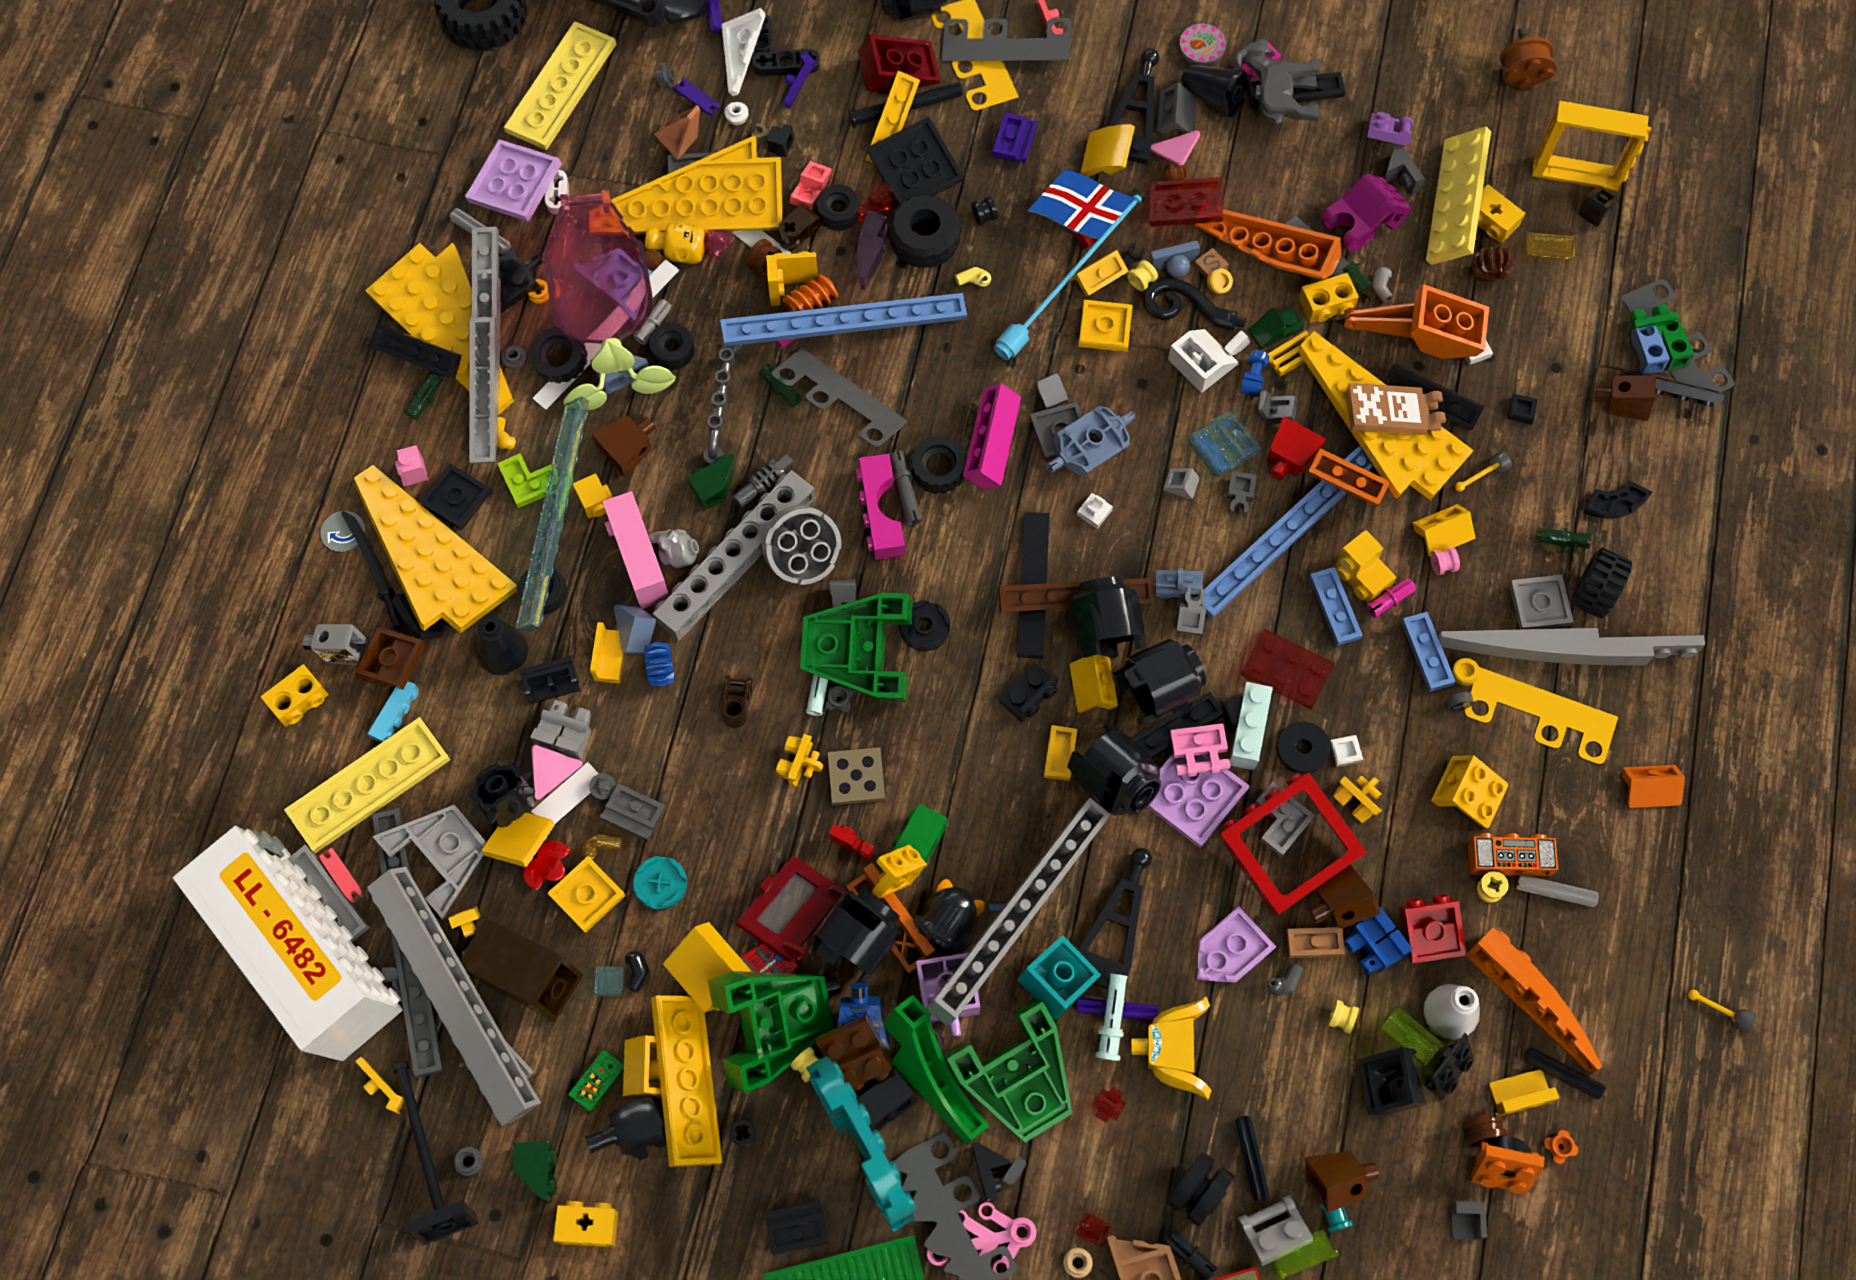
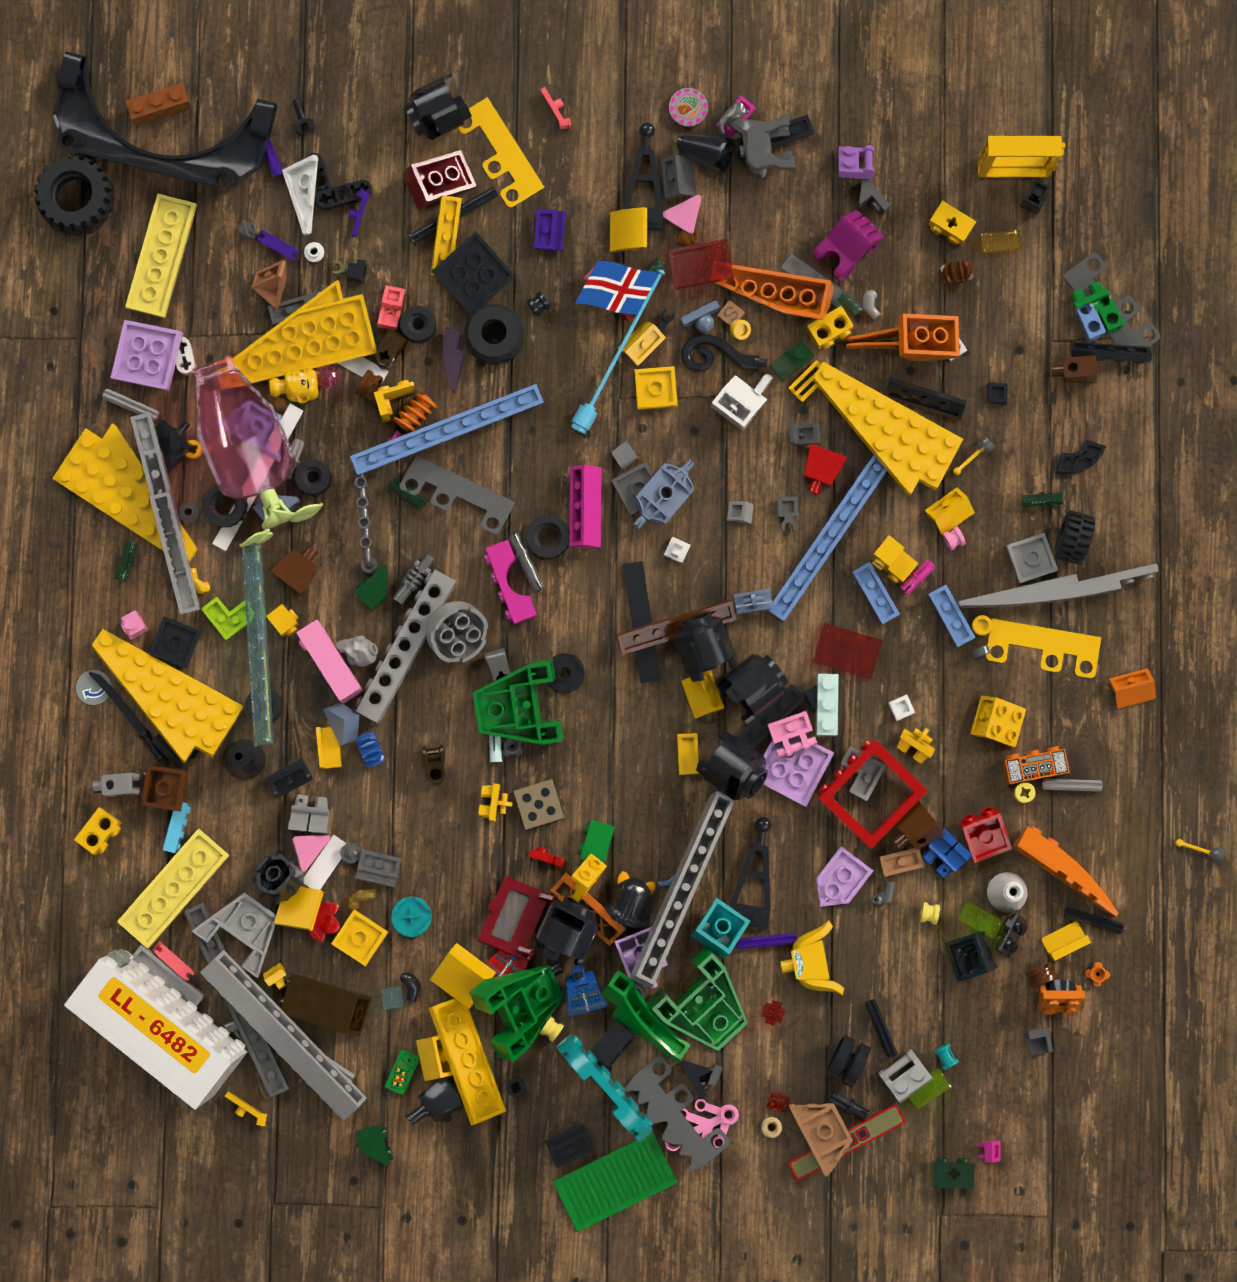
camera: 15 degrees left, 15 degrees up
(416, 351) = (110, 526): black plate -> none
(443, 1220) = (319, 1193): black tile -> none
(460, 1157) = (318, 1148): dark grey plate -> none
(570, 1231) = (411, 1183): yellow brick -> none
(857, 1052) = (585, 1017): reddish brown plate -> none
(877, 202) = (451, 312): clear red plate -> none
(973, 275) = (542, 363): light yellow arm -> none
(1005, 49) = (521, 146): dark grey piece -> none
(1028, 692) = (655, 710): black bracket -> none
(1113, 1033) = (767, 960): light aqua pin -> none
(1142, 275) = (677, 337): light yellow wheel -> none
(1192, 615) = (768, 623): light grey plate -> none
(1224, 443) = (768, 472): clear light blue slope -> none
(1253, 380) = (780, 414): blue leg -> none
(1309, 734) = (873, 700): black tile -> none
(1338, 1179) = (944, 1032): reddish brown torso -> none
(1348, 477) = (869, 489): orange brick -> none
(1393, 409) = (894, 421): medium nougat tile -> none
(1458, 196) = (920, 214): light yellow plate -> none
(1527, 61) = (959, 76): dark orange wheel -> none

